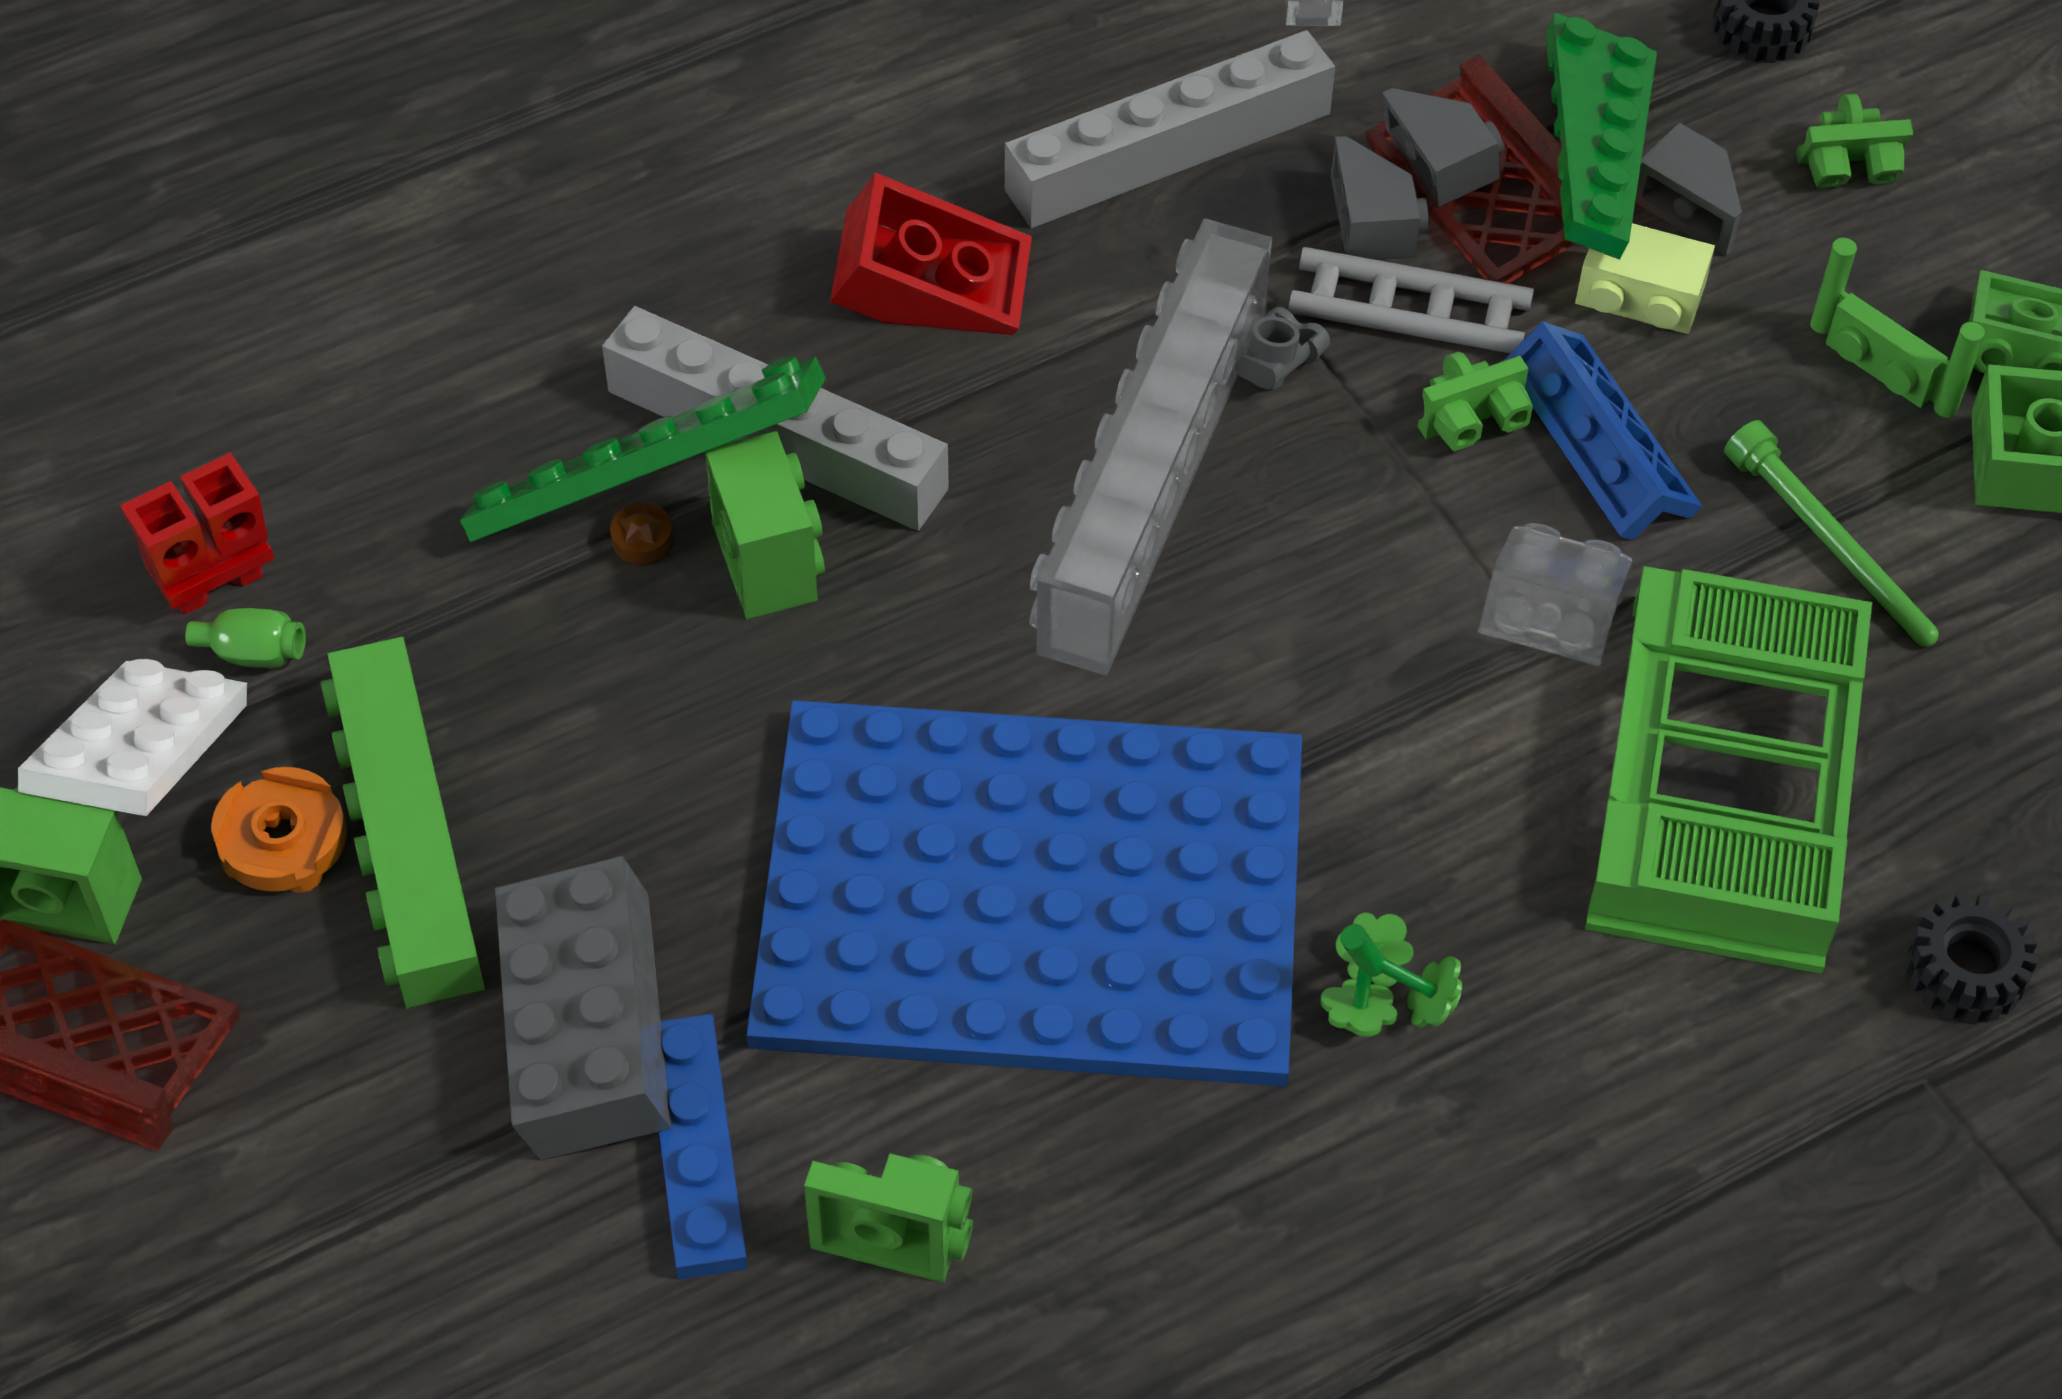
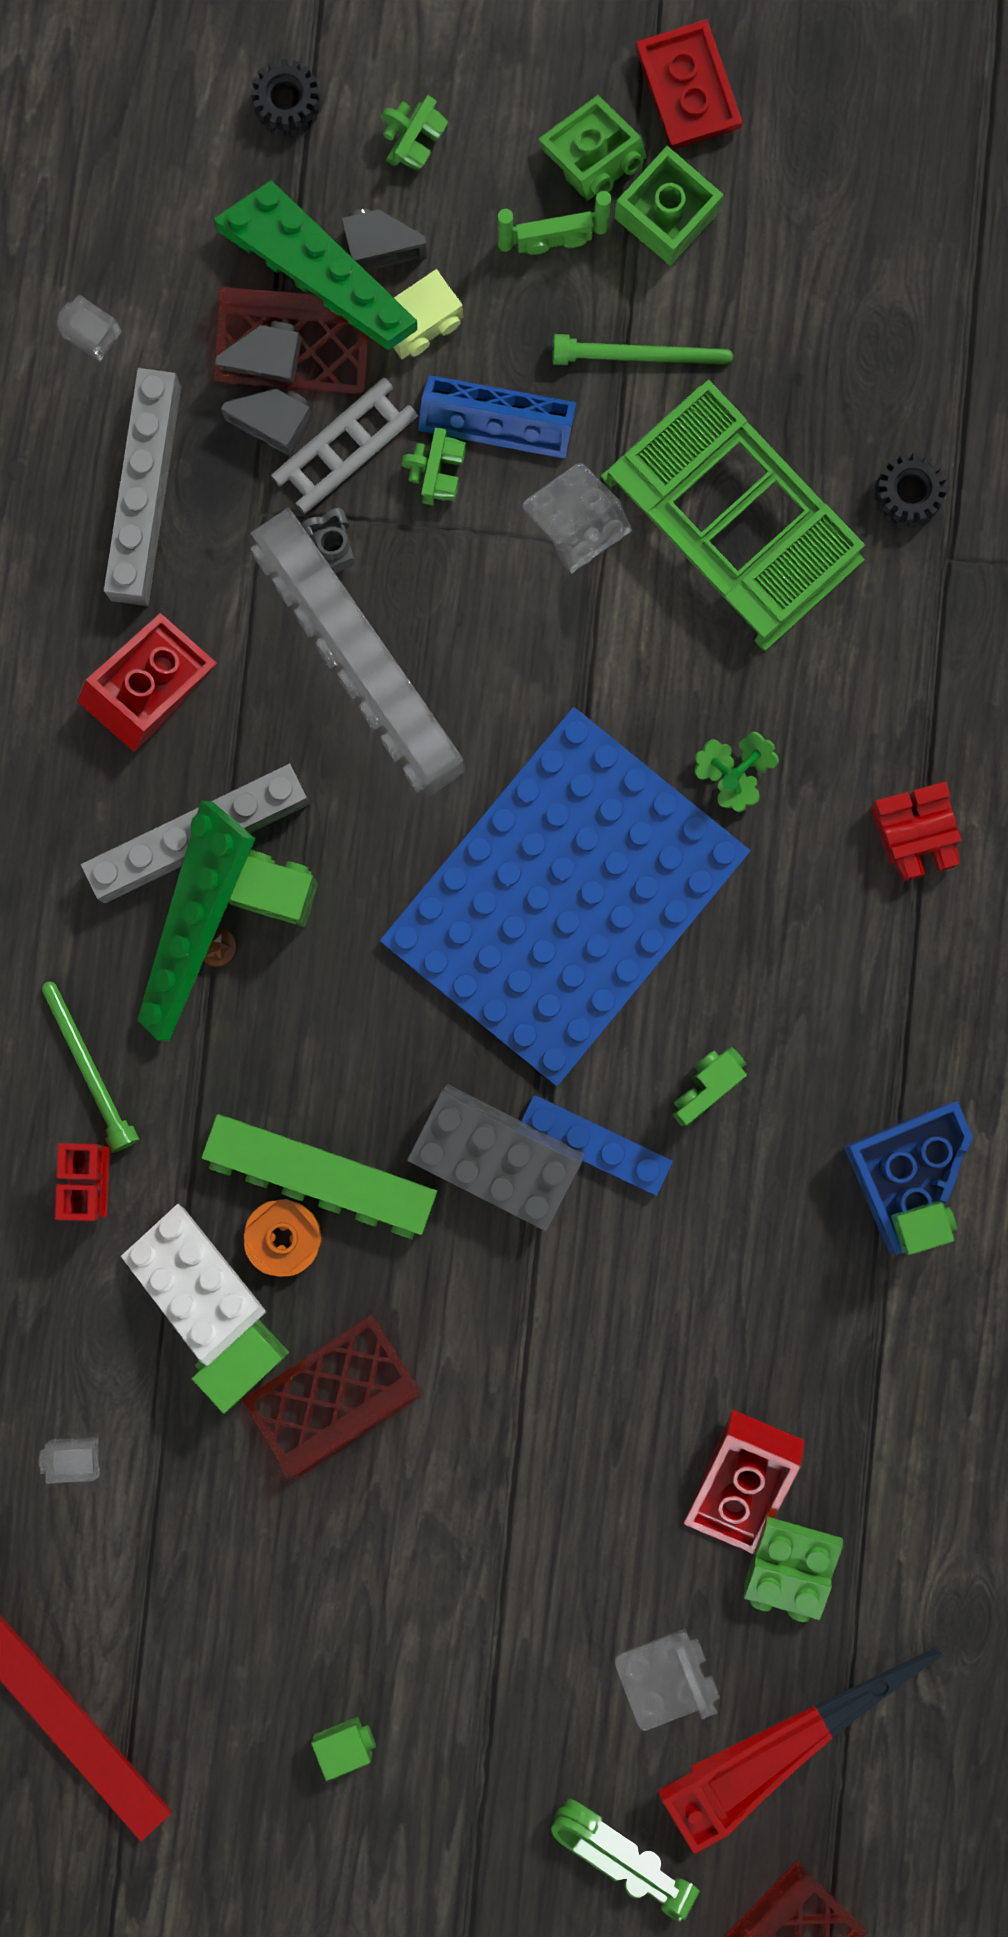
camera: 55 degrees left, 30 degrees up
(250, 637) = (151, 1186): bright green plant -> none
(300, 566) = (119, 1132): none -> bright green piece
(1499, 1287) = (920, 833): none -> red hips

